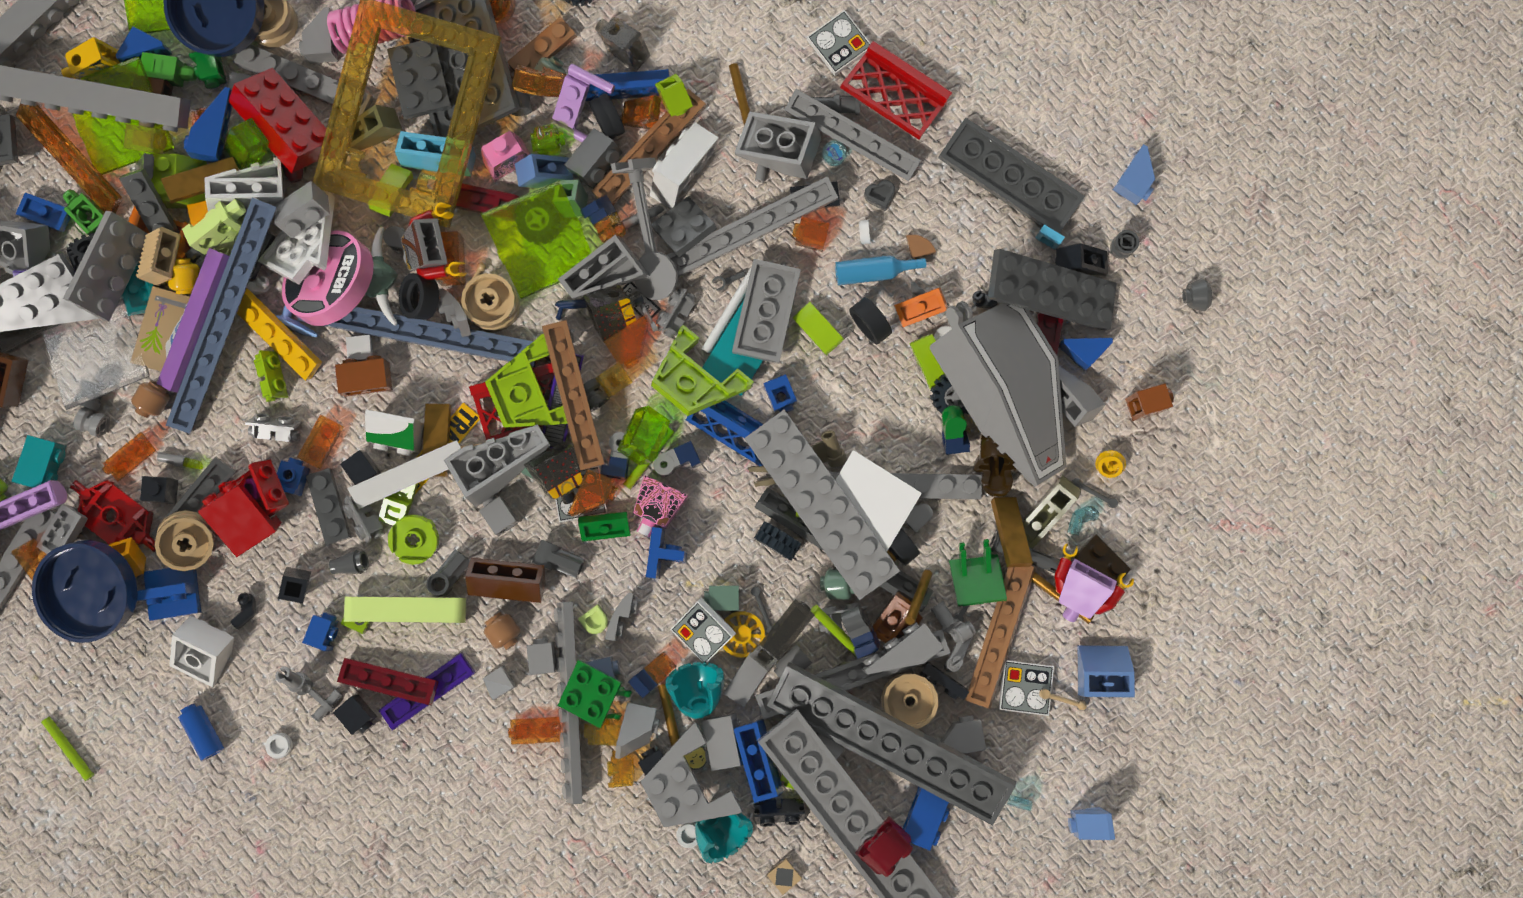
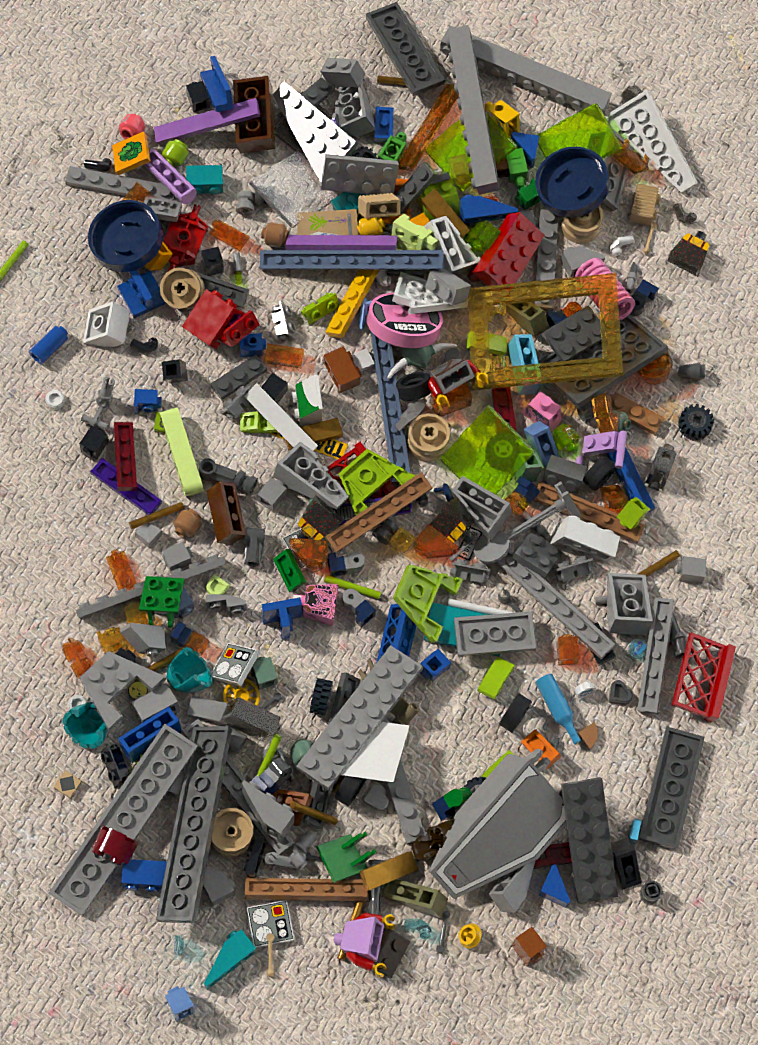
camera: 65 degrees right, 15 degrees down
(351, 563) = (202, 404): dark grey cone -> none
(388, 93) = (555, 317): none -> leg
(404, 528) = (243, 446): lime plate -> none
(476, 540) = (245, 482): none -> dark grey wheel
(478, 666) = (156, 515): none -> pearl gold bar
(619, 817) = (74, 650): none -> clear orange hinge
(644, 435) = (367, 575): clear neon green brick -> none
(712, 180) = (566, 569): none -> light grey hinge
(760, 55) = (692, 569): none -> light grey brick
(839, 42) = (726, 624): tile -> none
(1049, 741) = (232, 954): none -> teal slope
(1105, 671) = (303, 978): medium blue slope -> none
(1137, 178) = (709, 885): medium blue slope -> none
(1198, 295) = (631, 963): dark grey cone -> none

